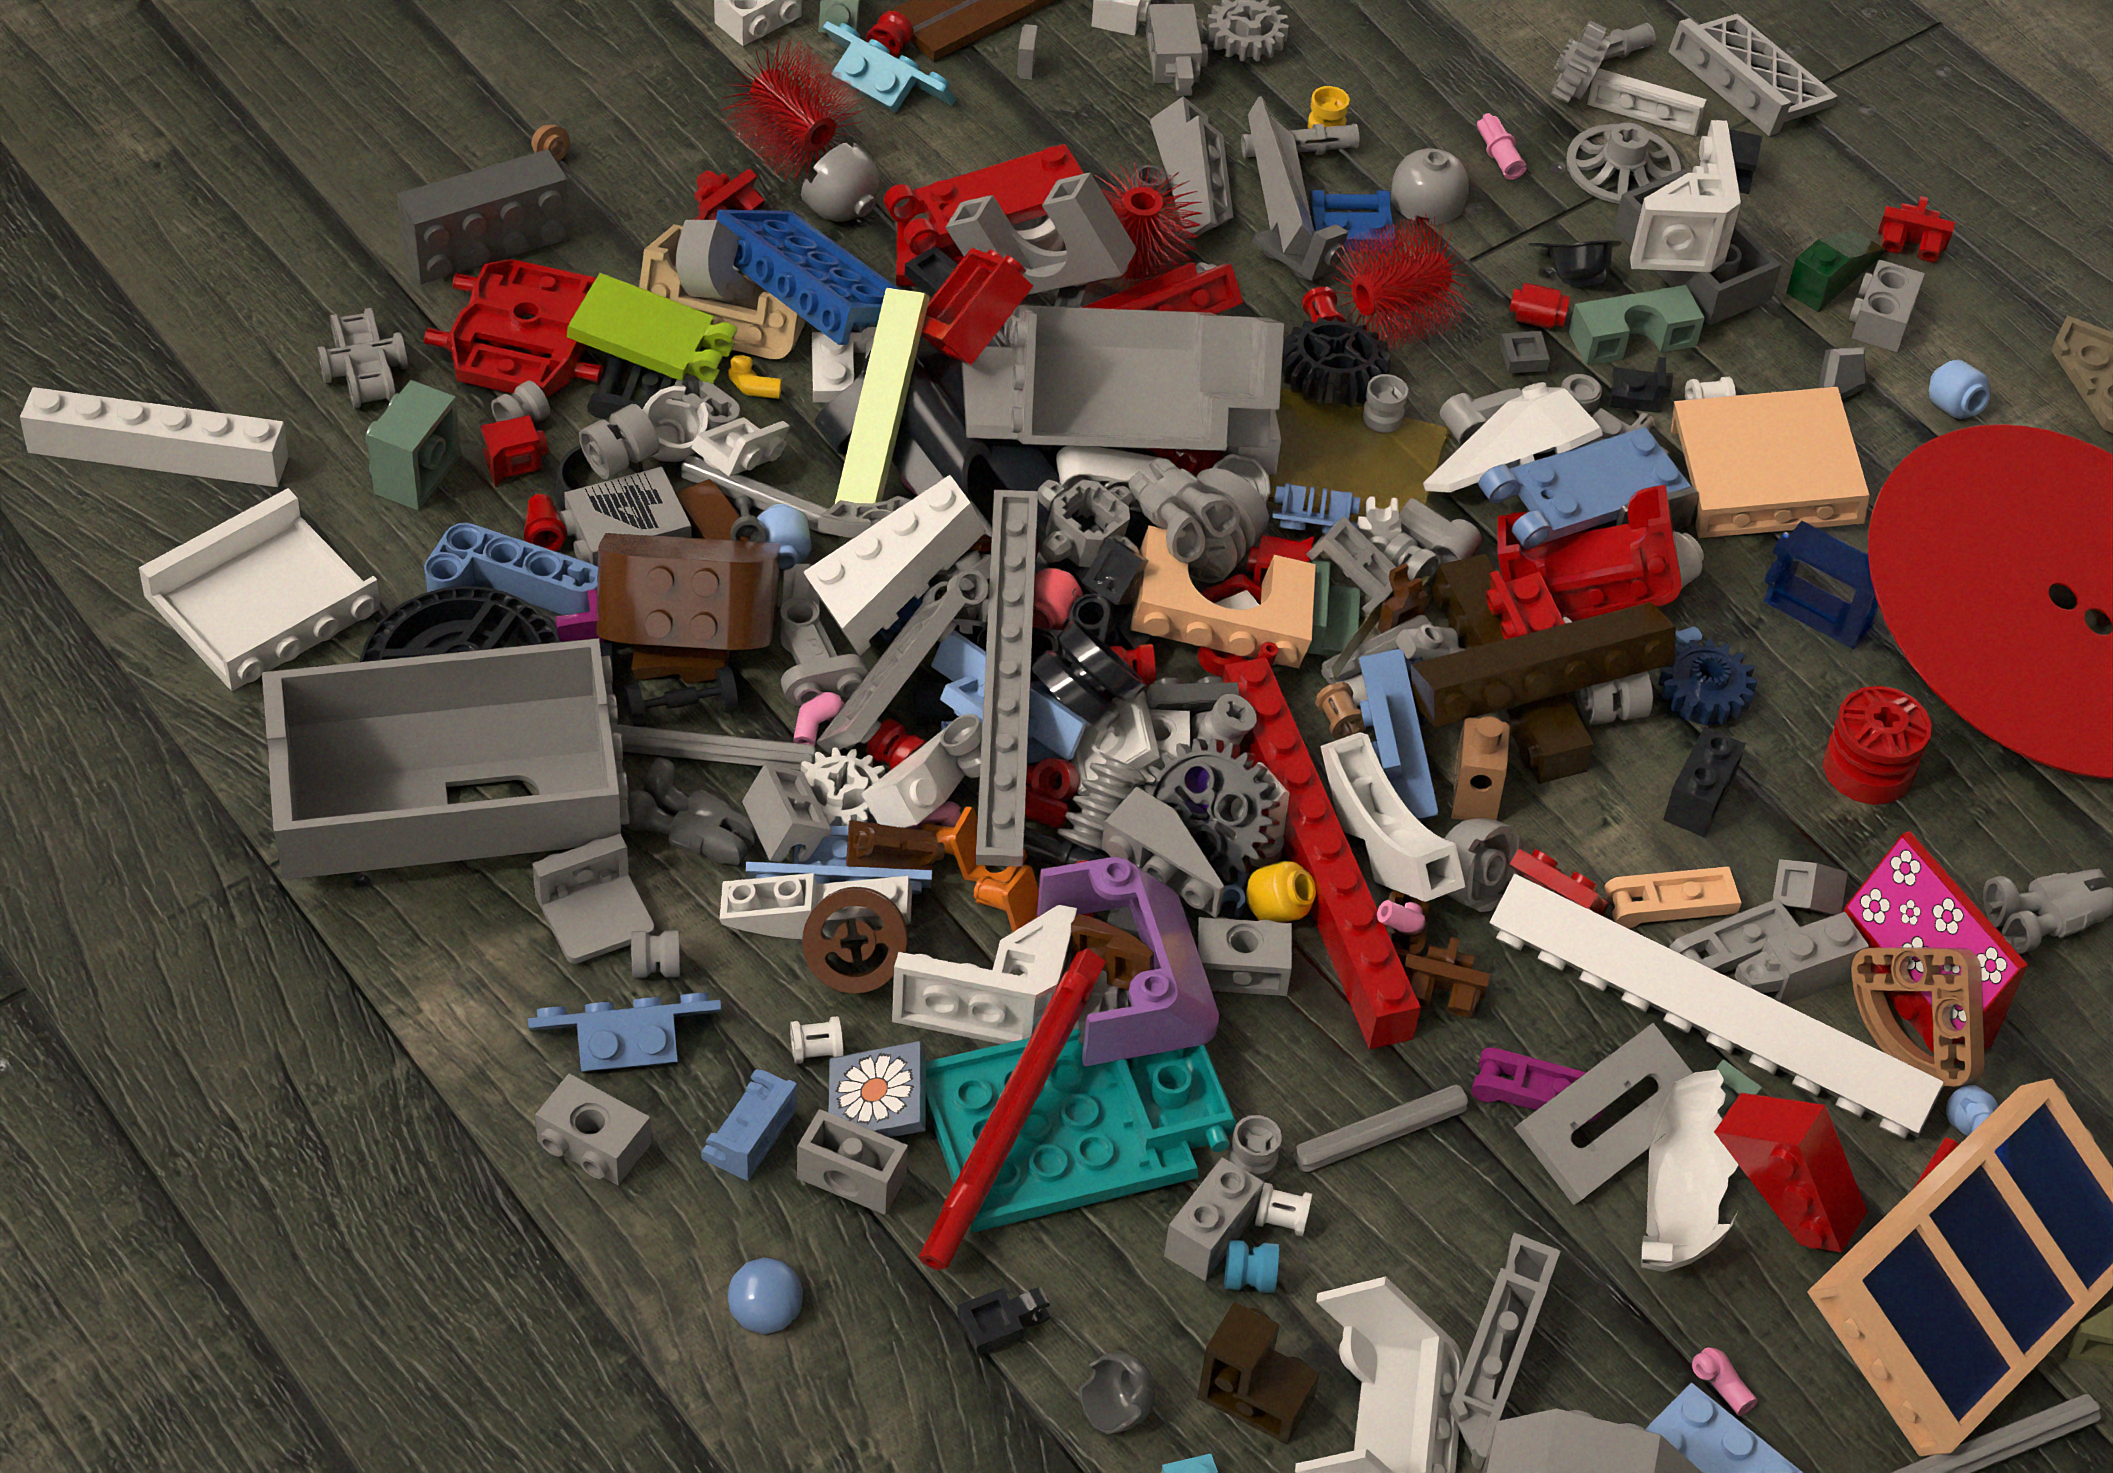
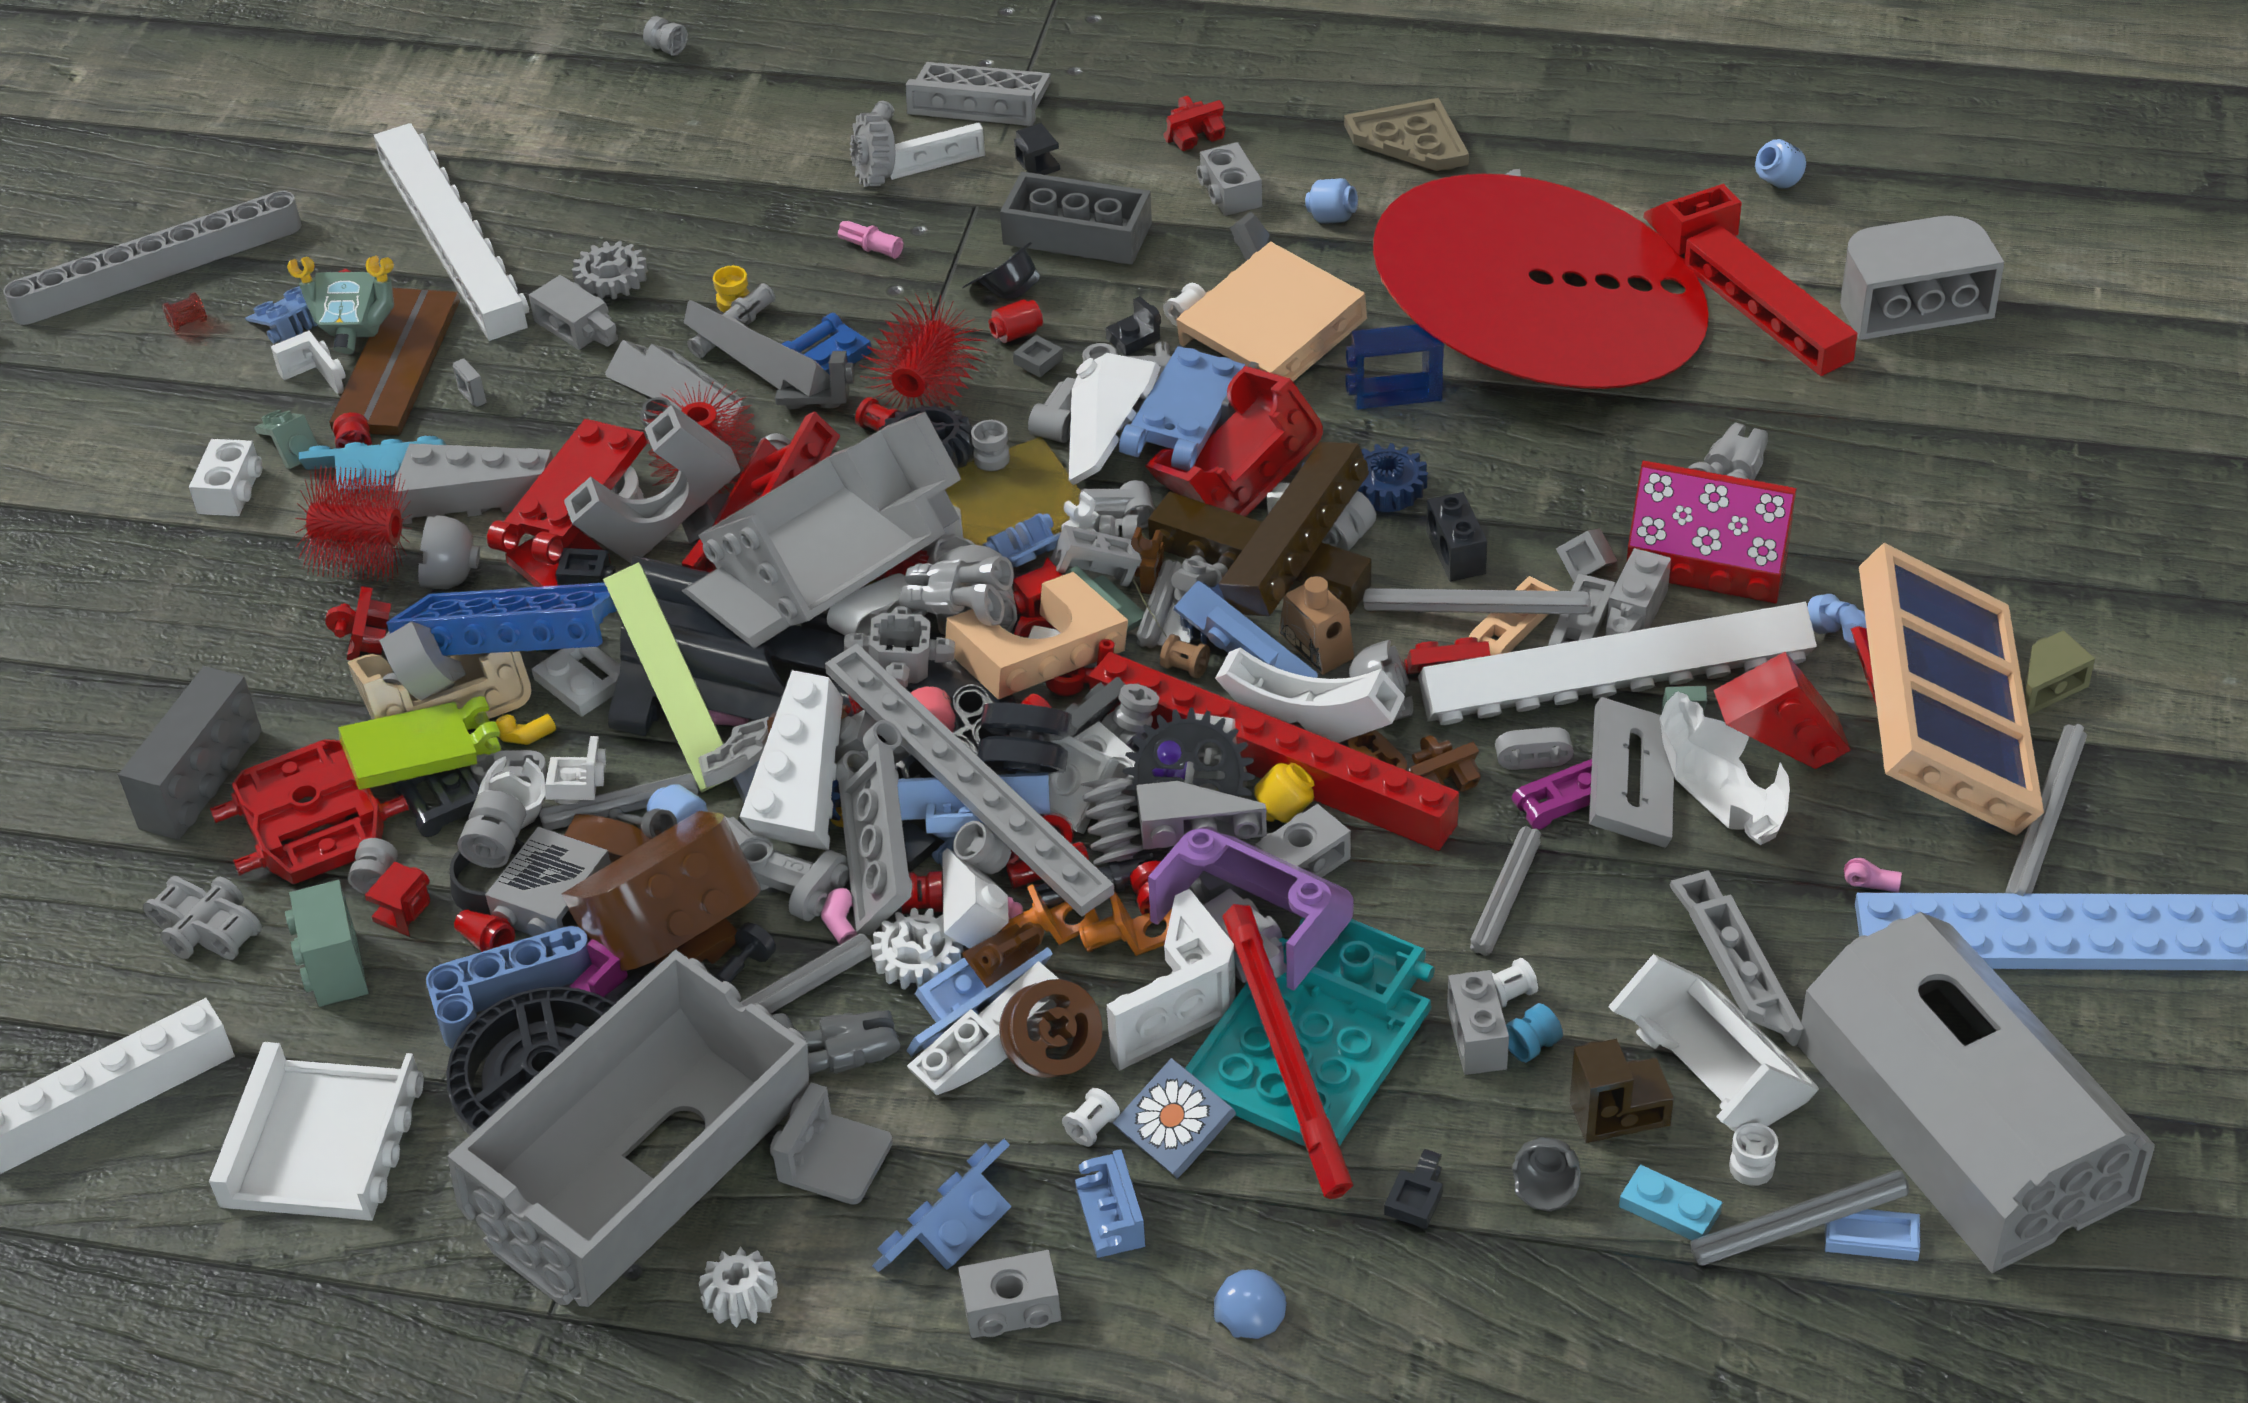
camera: 35 degrees left, 5 degrees down
(408, 955) = (738, 1287): none -> white gear
(549, 134) = (173, 673): medium nougat plate -> none
(655, 954) = (914, 1149): light grey wheel -> none
(785, 813) = (906, 986): light grey hinge -> none
(852, 1161) = (1214, 1170): light grey brick -> none
(925, 129) = (465, 478): none -> light grey wedge
(974, 304) = (700, 547): red window -> none
(1115, 572) = (959, 663): black bracket -> none
(1122, 952) = (1262, 891): reddish brown slope -> none
(1256, 1146) = (1450, 955): light grey wheel -> none
(1407, 919) = (1383, 747): bright pink arm -> none
(1430, 184) = (854, 291): light grey cylinder -> none
(1522, 604) = (1238, 504): red bracket -> none
(1550, 1024) = (1534, 748): none -> light grey beam
(1624, 151) = (959, 188): light grey wheel -> none
(1650, 854) = (1477, 601): none -> light grey axle
(1663, 315) = (1075, 304): sand green arch -> none
(1694, 216) = (1078, 182): white bracket -> none
(1831, 267) = (1169, 181): dark green slope -> none
(1876, 745) = (1533, 440): red wheel -> none
(1946, 992) = (1753, 547): medium nougat beam -> none

